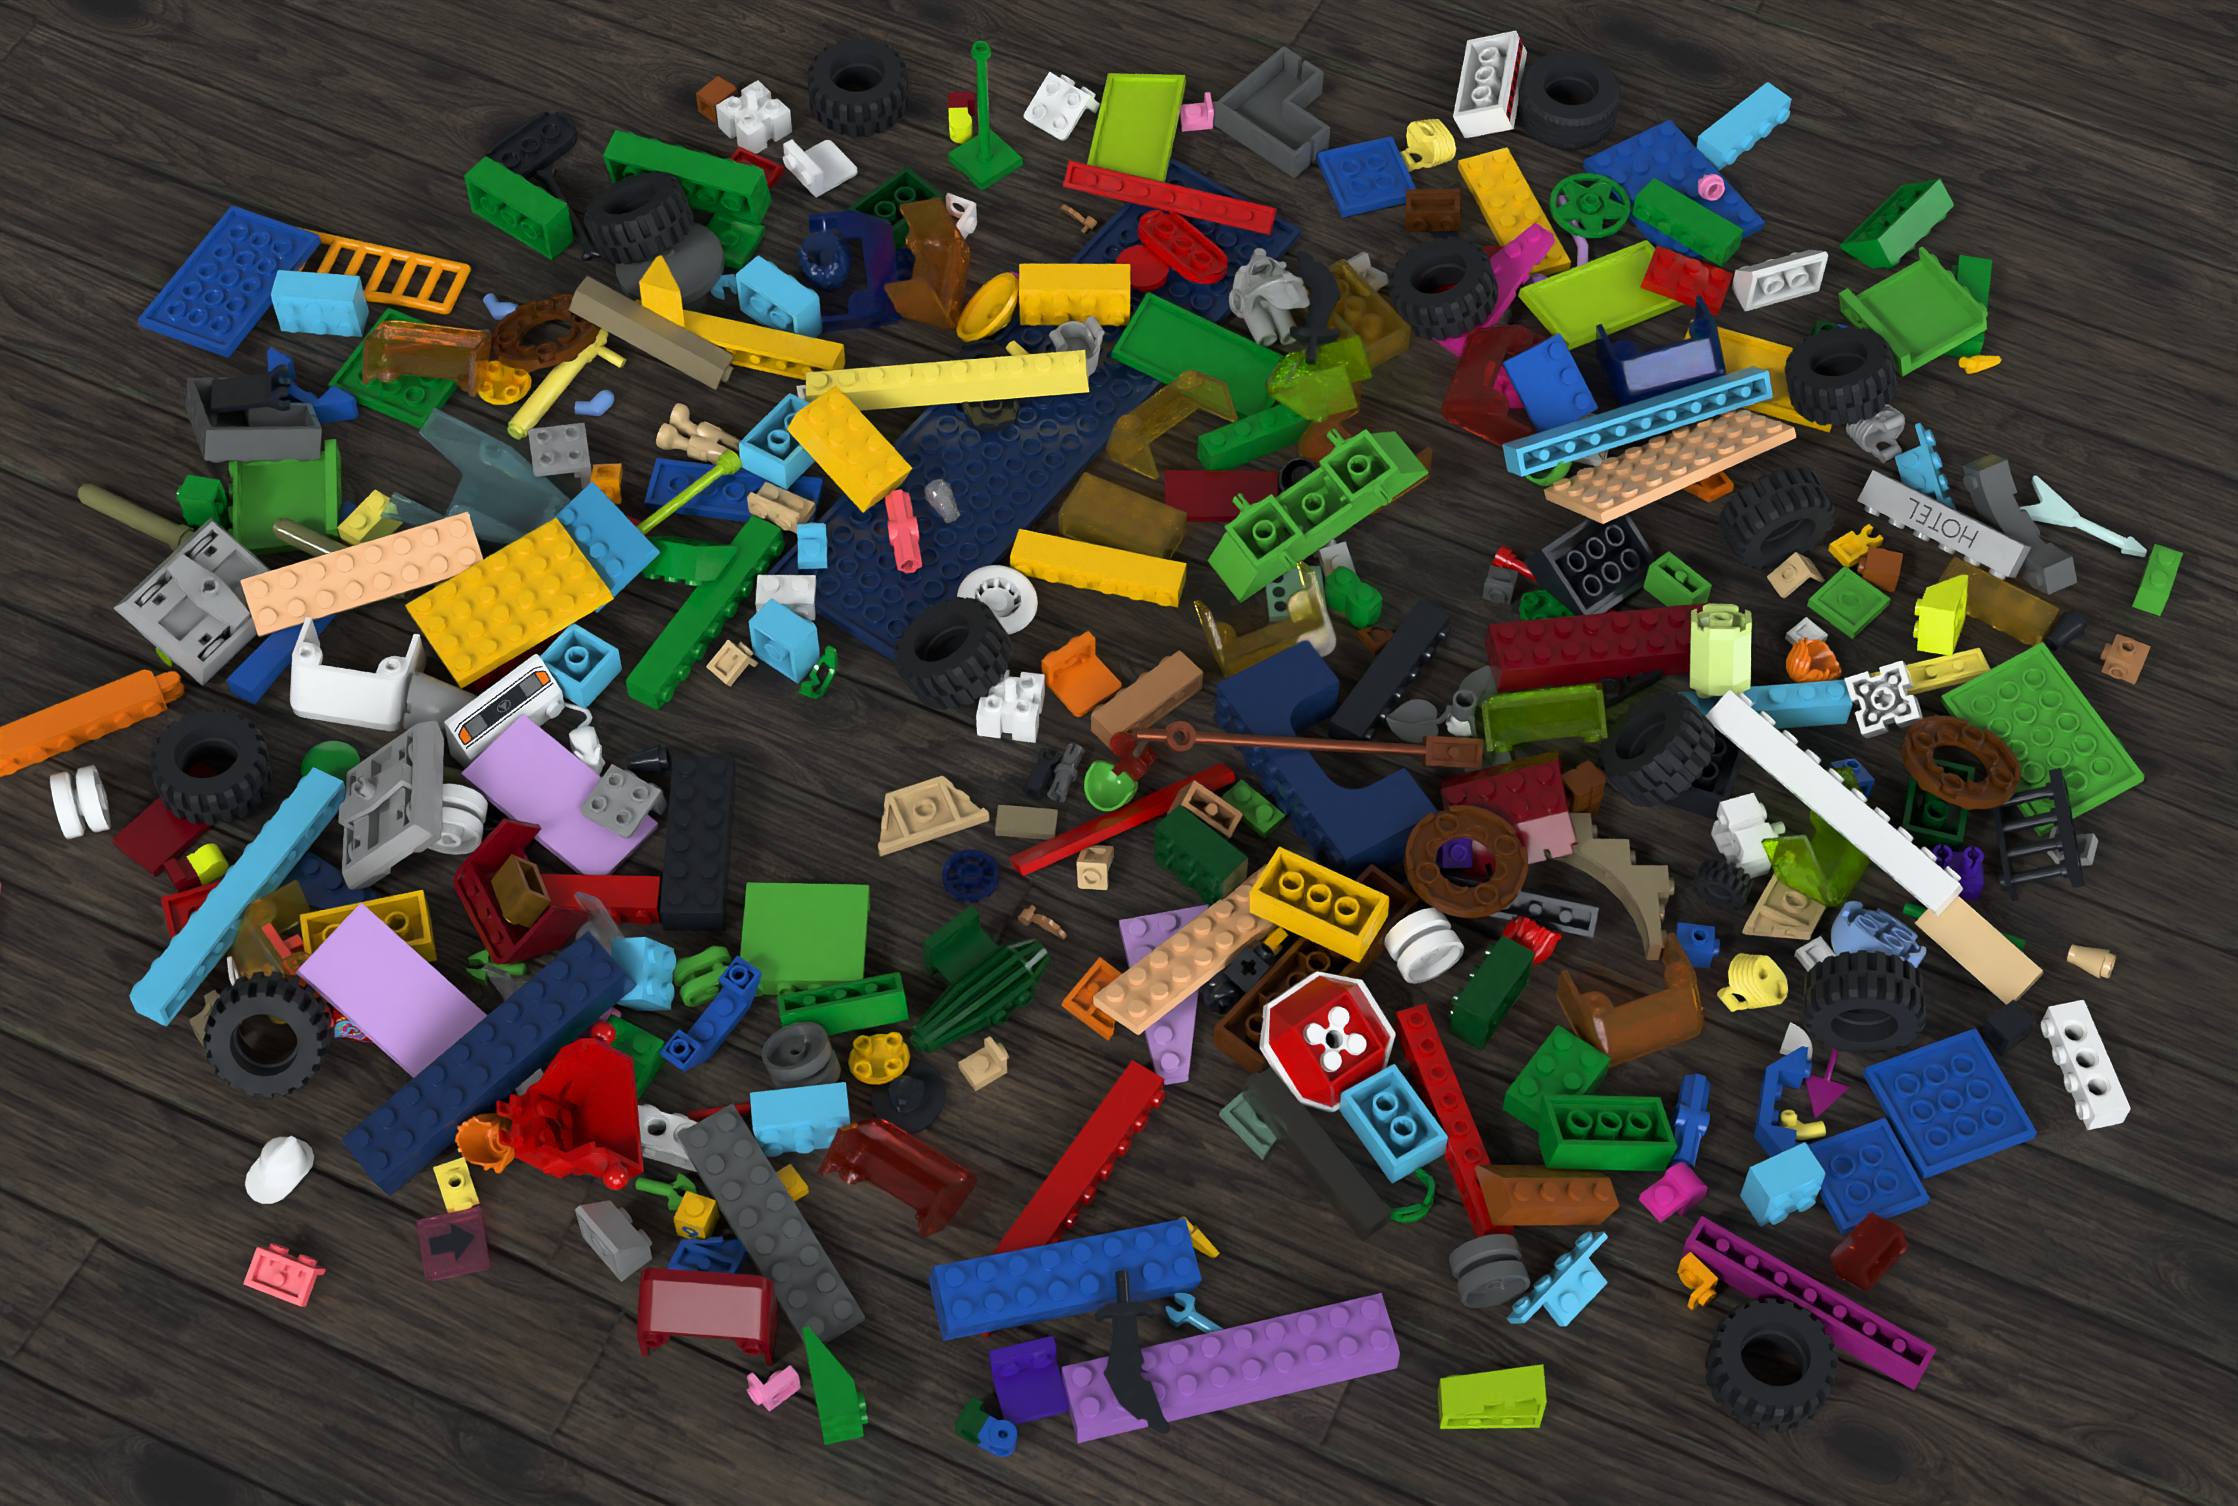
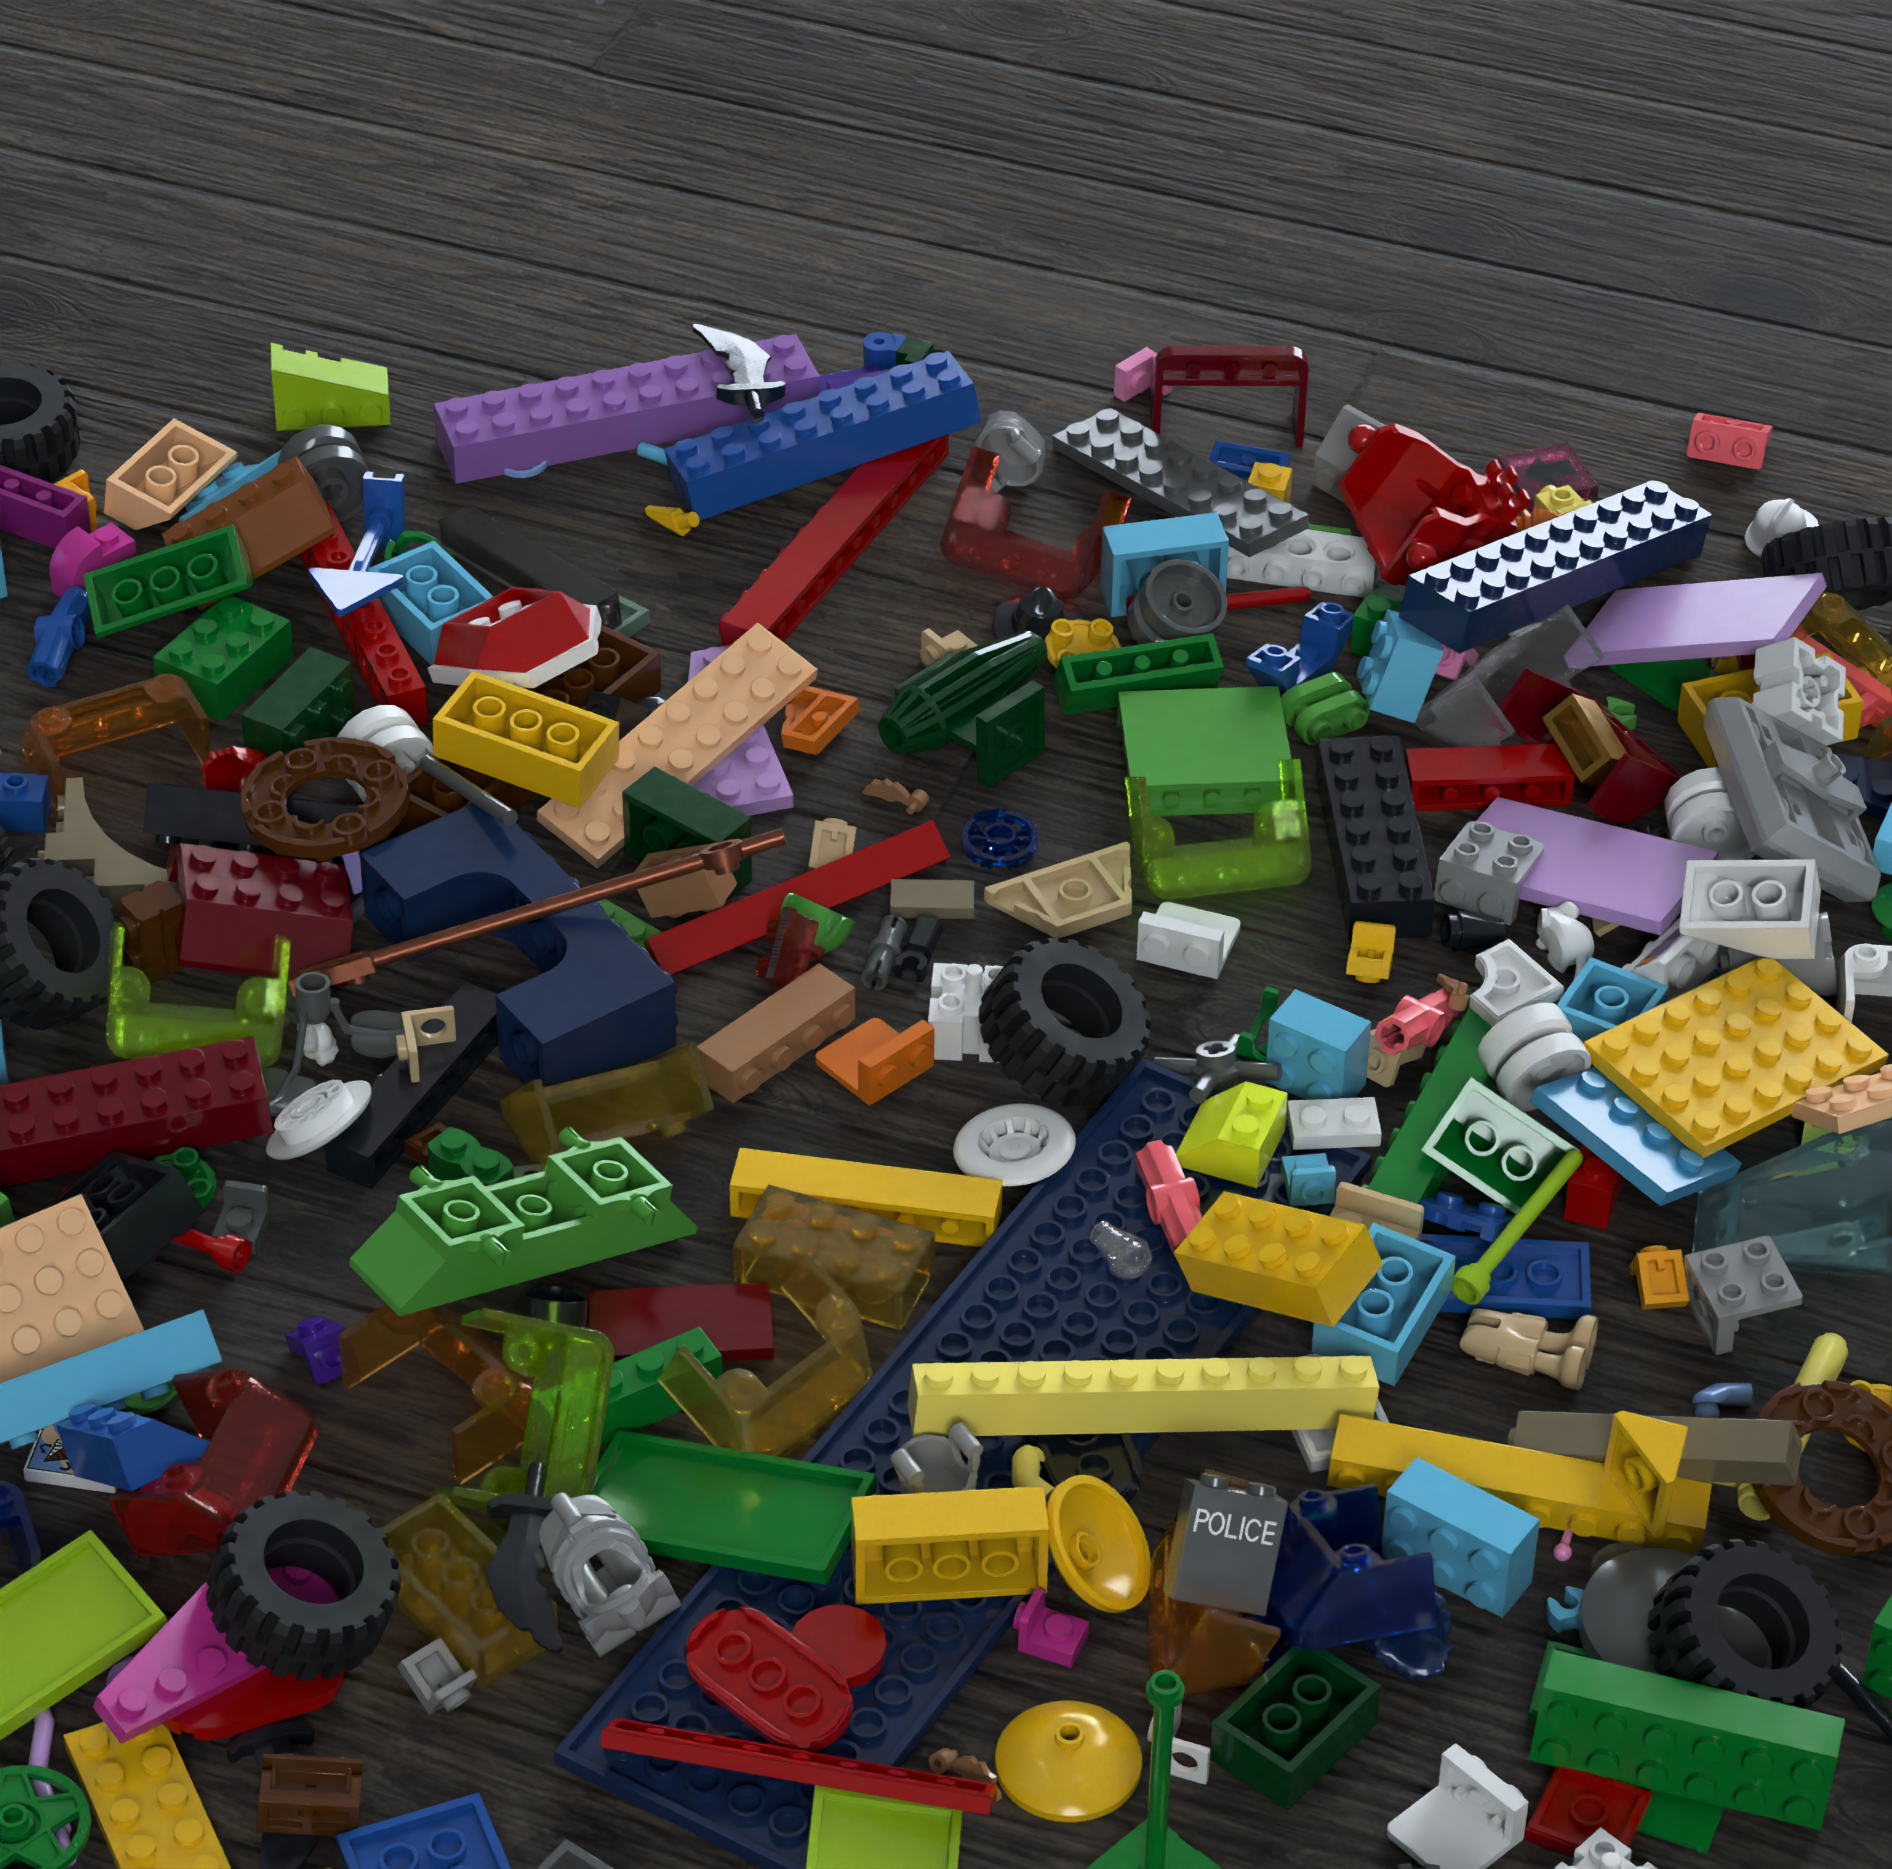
camera: 175 degrees right, 15 degrees down
(358, 876) = (1801, 689): none -> white brick
(460, 680) = (1753, 905): none -> white slope
(639, 678) = (1510, 983): none -> white tile
(646, 593) = (1530, 1051): none -> white wheel
(676, 687) = (1458, 992): none -> medium nougat piece
(710, 661) = (1416, 1022): none -> coral piece
(713, 517) = (1449, 1211): none -> blue wing
(727, 737) = (1371, 951): none -> yellow bracket
(810, 841) = (1270, 859): none -> clear neon green windscreen
(838, 1404) = (1073, 354): green slope -> none
(848, 638) = (1218, 1068): none -> dark grey bar
(851, 763) = (1186, 939): none -> white bracket
(855, 577) = (1235, 1133): none -> neon yellow slope
(907, 1277) = (1020, 449): none -> light grey piece
(928, 264) = (1225, 1544): none -> dark grey brick
(1020, 224) = (1068, 1761): none -> yellow dish
(1358, 856) = (468, 790): none -> dark grey bar
(1395, 673) = (414, 1036): none -> tan bracket
(1444, 489) = (319, 1345): none -> dark purple bracket
(1458, 1095) = (382, 521): none -> blue piece
(1459, 635) = (317, 1117): none -> white wheel
(1620, 1287) = (164, 475): none -> light nougat slope

